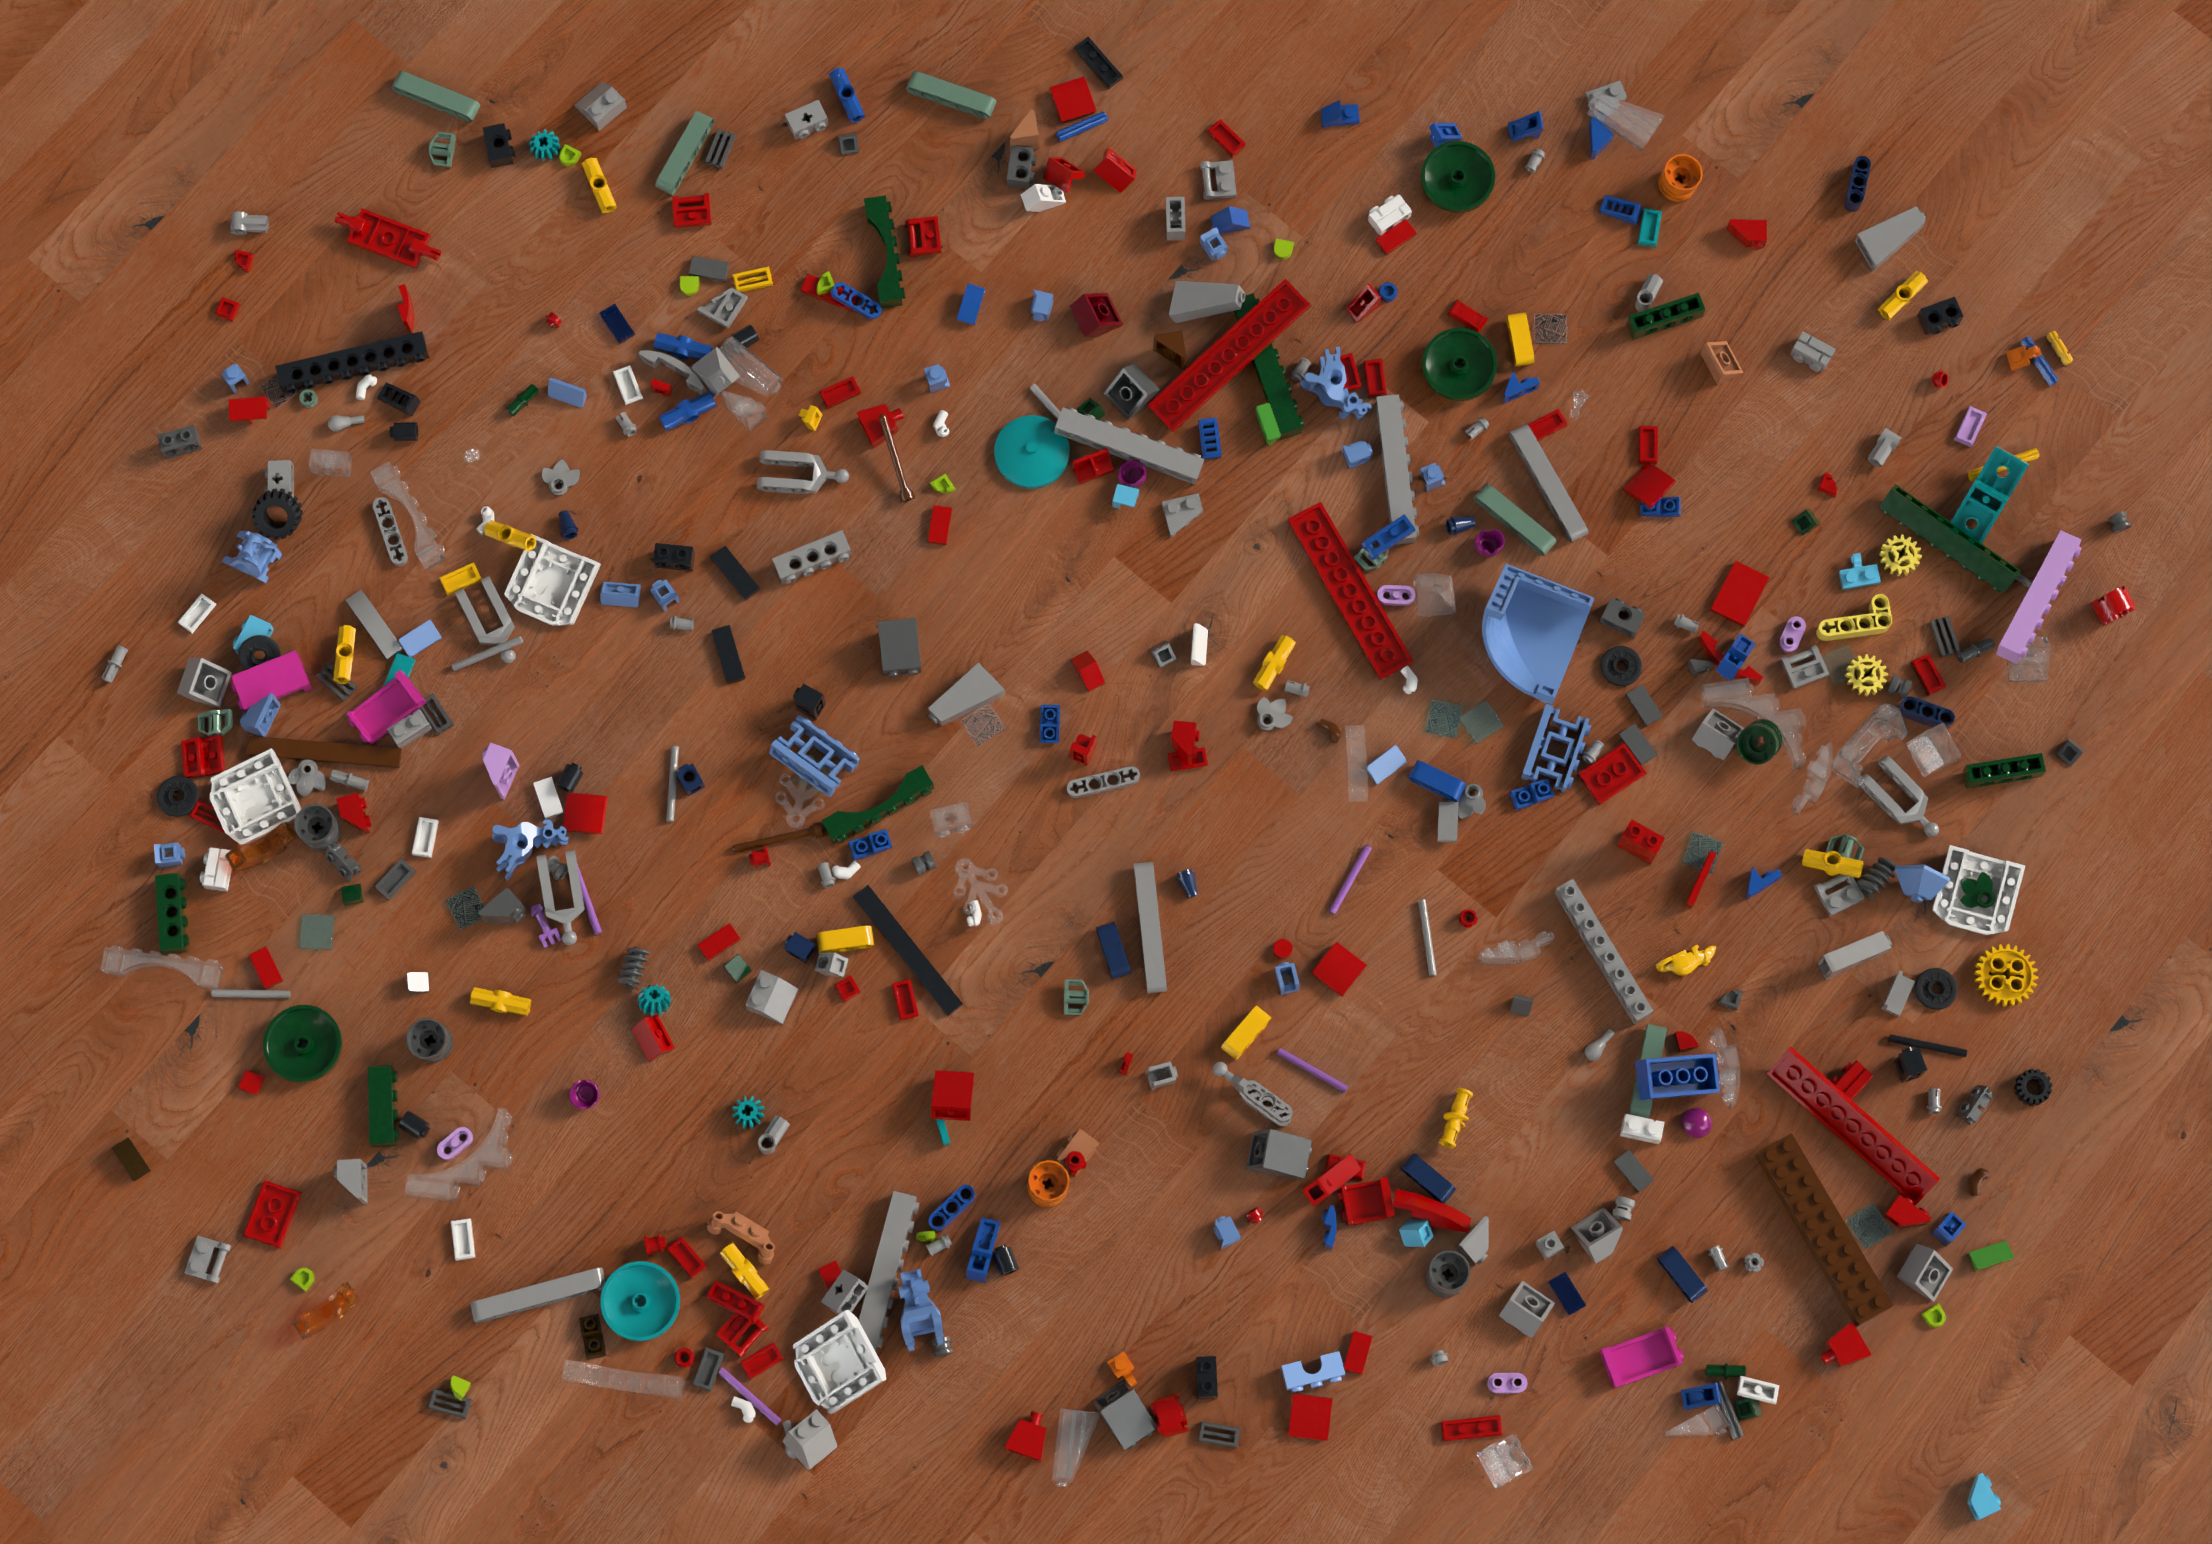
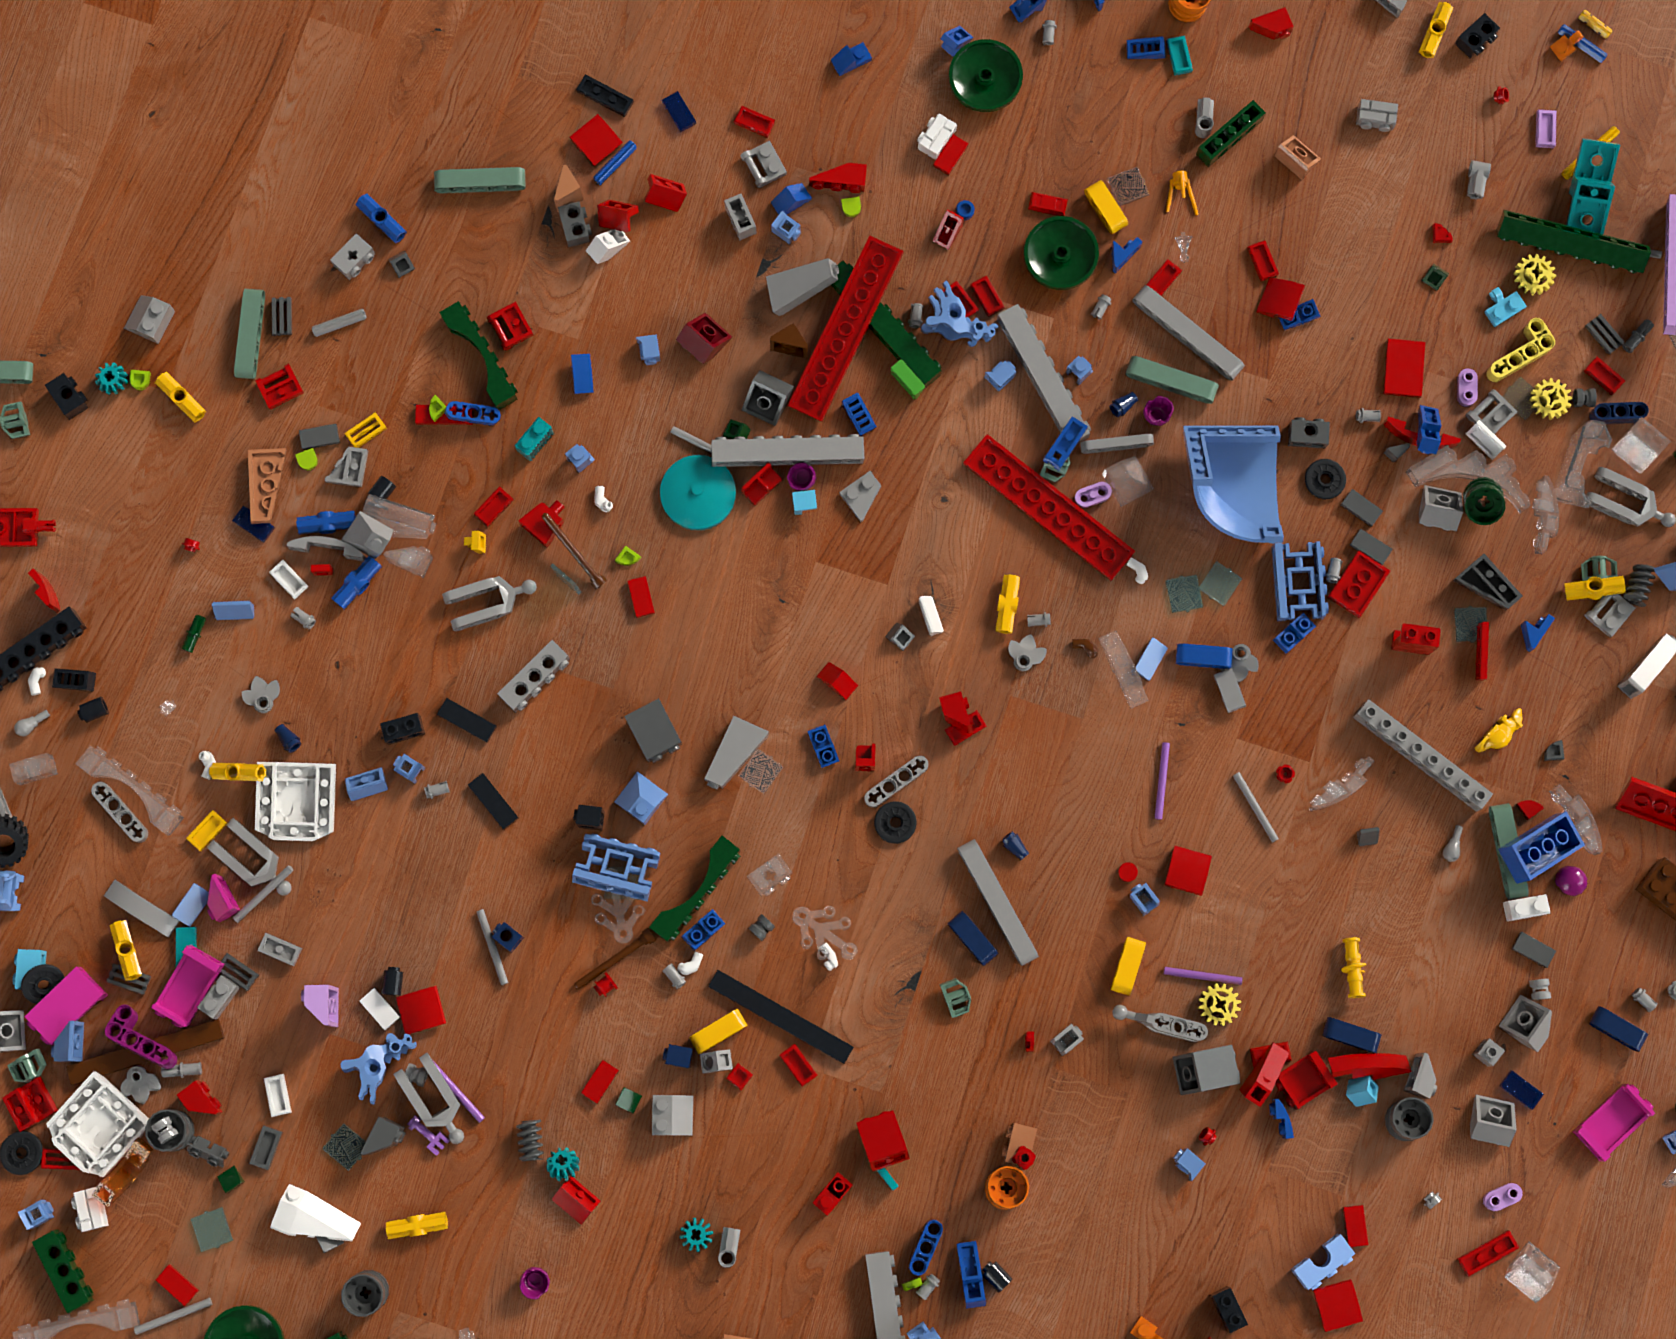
camera: 25 degrees left, 5 degrees up
(313, 822) = (164, 1130): none -> light grey wheel
(325, 741) = (142, 1042): none -> magenta beam
(407, 950) = (308, 1215): none -> white wedge
(447, 643) = (221, 900): none -> dark pink slope
(481, 709) = (279, 949): none -> light grey plate
(643, 287) = (264, 479): none -> nougat wing
(769, 174) = (339, 322): none -> light grey axle
(863, 705) = (641, 798): none -> medium blue slope
(877, 480) = (565, 578): none -> clear light blue piece
(886, 1125) = (832, 1193): none -> red slope
(902, 345) = (534, 439): none -> teal brick
(1091, 829) = (892, 834): none -> black wheel
(1160, 103) = (679, 111): none -> clear blue tile
(1287, 219) = (844, 177): none -> red slope
(1307, 1102) = (1224, 1012): none -> light yellow gear
(1438, 557) = (1117, 443): none -> light grey beam
(1599, 343) = (1180, 182): none -> light orange plant
(1732, 817) = (1489, 583): none -> dark grey wedge
(1788, 688) = (1485, 440): none -> white tile

